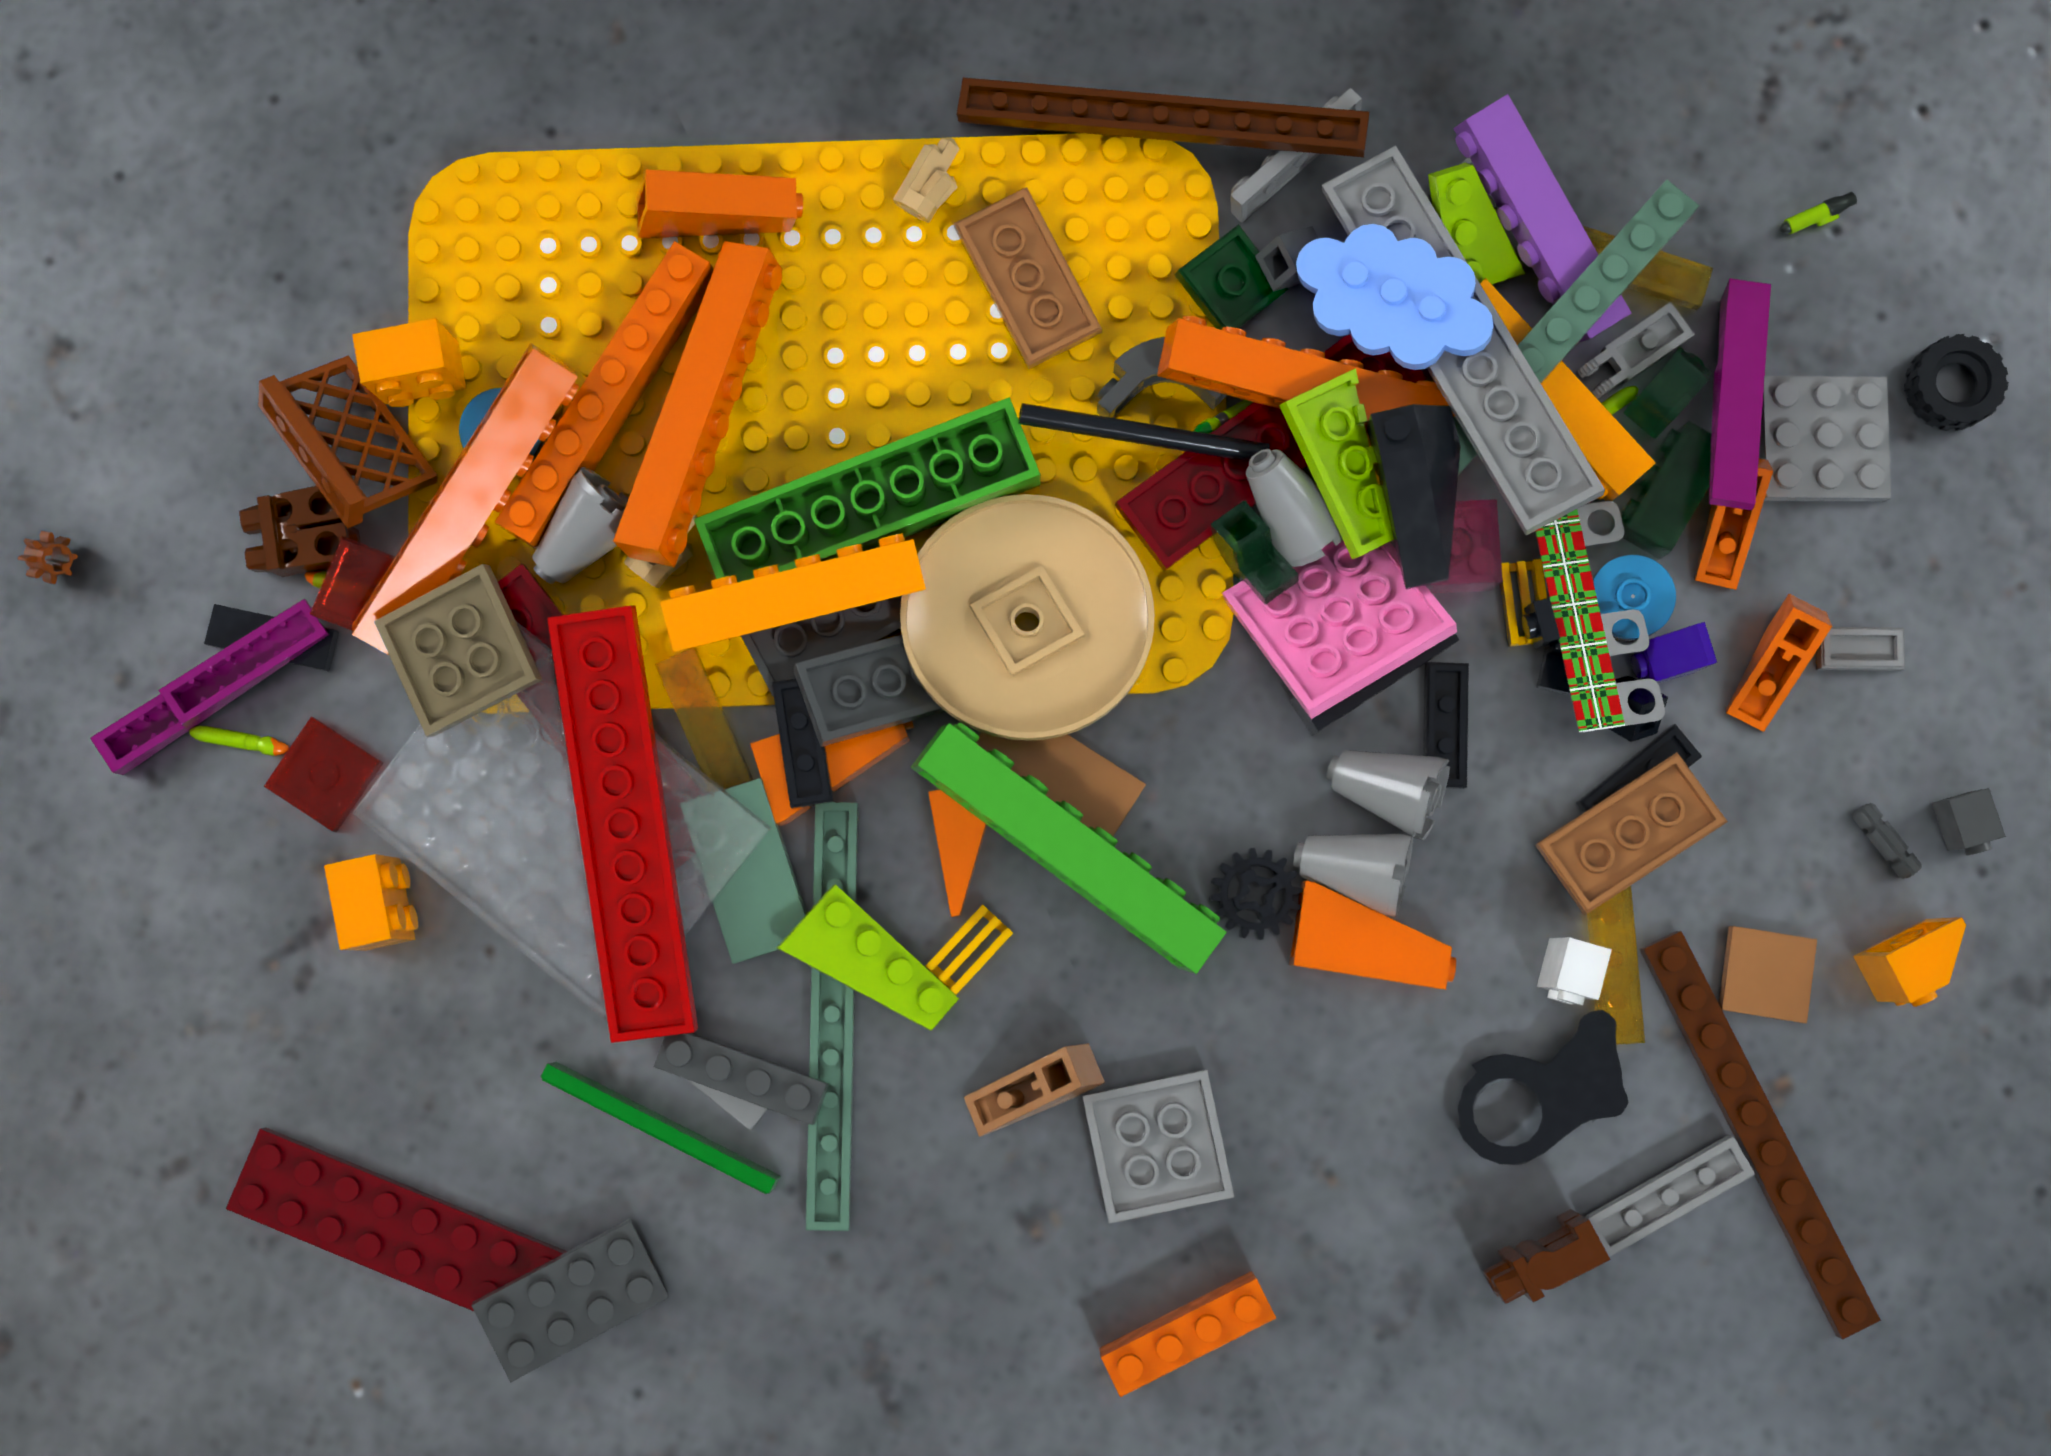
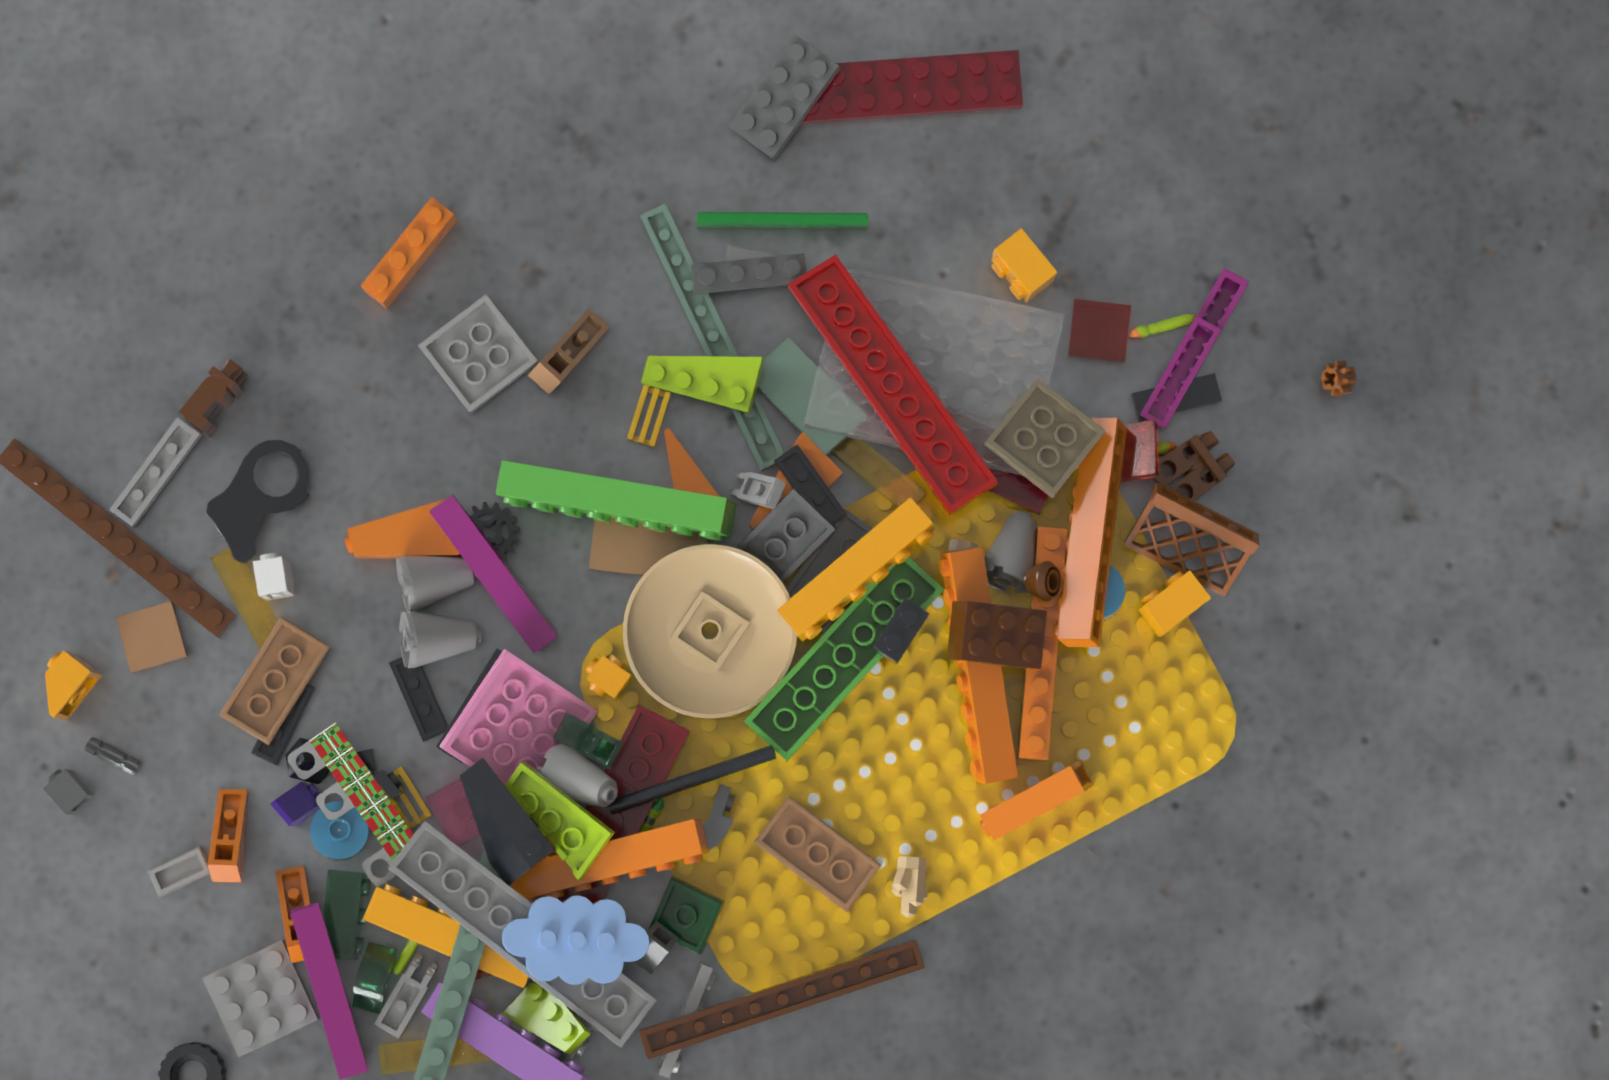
camera: 150 degrees right, 0 degrees up
(558, 461) = (1043, 581): none -> reddish brown cone
(653, 415) = (996, 635): none -> reddish brown brick
(776, 484) = (900, 631): none -> black brick
(871, 770) = (759, 489): none -> light grey hinge
(1189, 625) = (607, 676): none -> light orange brick
(1276, 832) = (494, 573): none -> magenta slope

